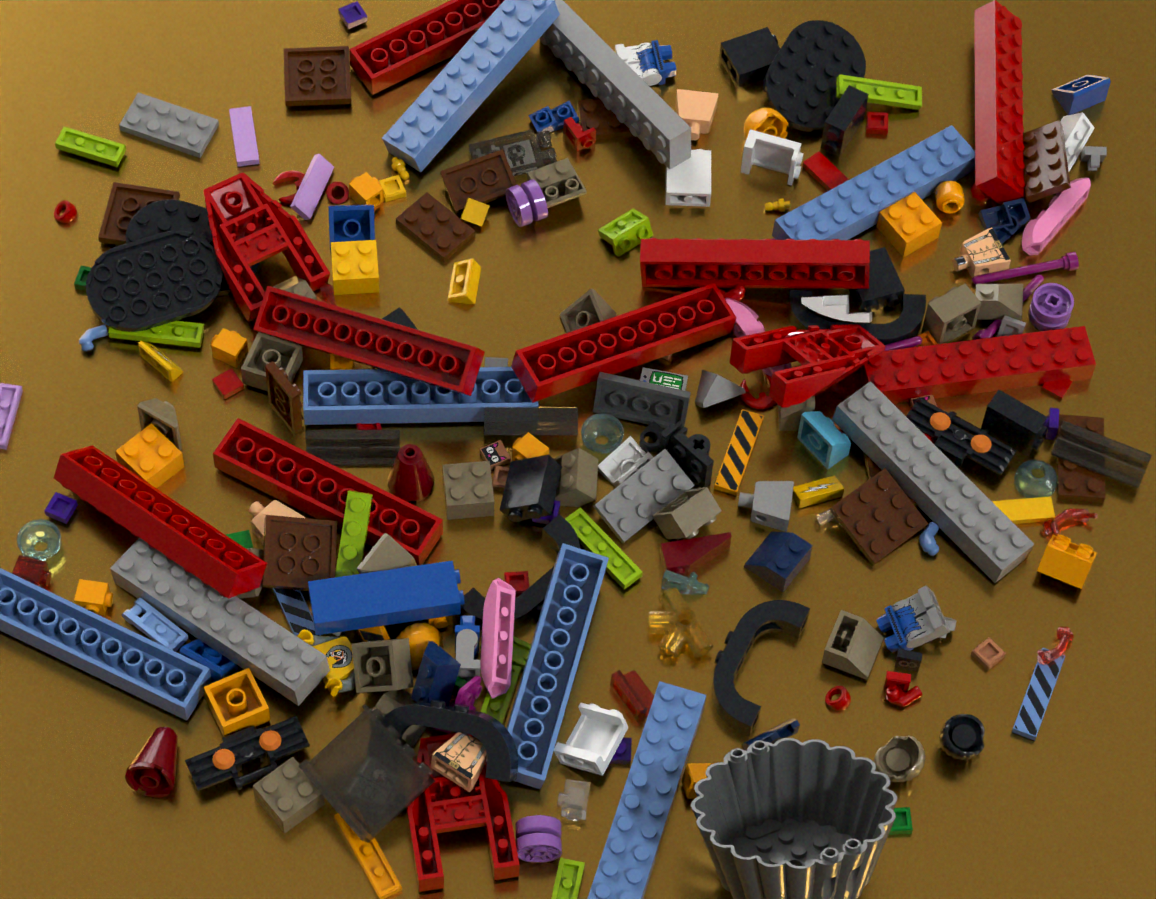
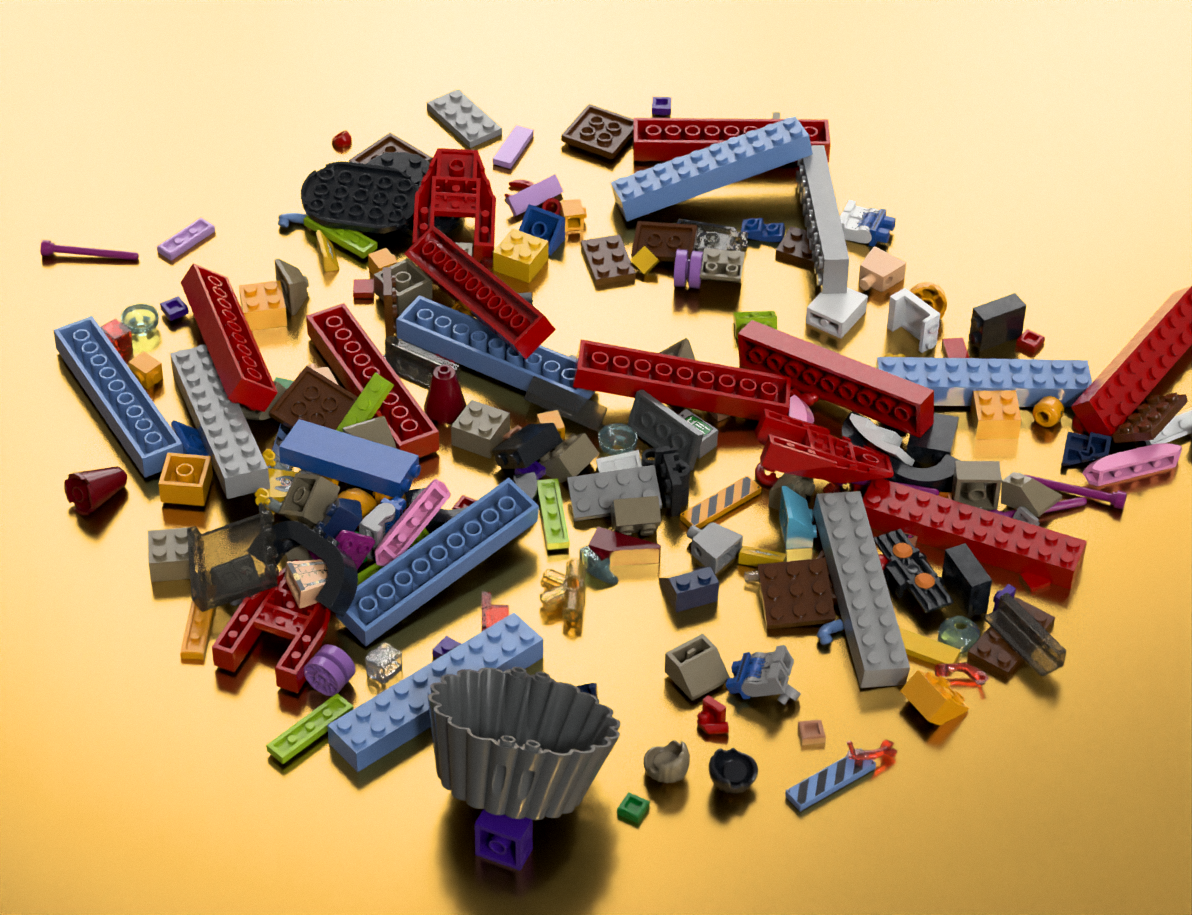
camera: 35 degrees right, 15 degrees down
(90, 146) = (394, 106): lime plate -> none
(155, 625) = (174, 405): light blue plate -> none
(243, 746) = (151, 509): black piece -> none
(392, 188) = (596, 223): yellow tile -> none
(398, 165) = (613, 210): yellow piece -> none
(464, 282) = (600, 303): yellow slope -> none
(496, 454) = (523, 417): tile -> none
(576, 136) = (772, 250): red bracket -> none
(593, 739) = (431, 631): white panel -> none
(715, 389) = (736, 452): light grey slope -> none
(749, 56) = (960, 255): black brick -> none
(764, 617) = (607, 624): black arch -> none
(806, 69) = (998, 273): black plate -> none
(840, 703) = (657, 702): red piece -> none
(882, 91) = (1051, 319): lime plate -> none
(908, 660) = (736, 701): black tile -> none
(982, 254) = (1042, 460): light nougat torso -> none
(1051, 307) = (1073, 517): medium lavender wheel -> none

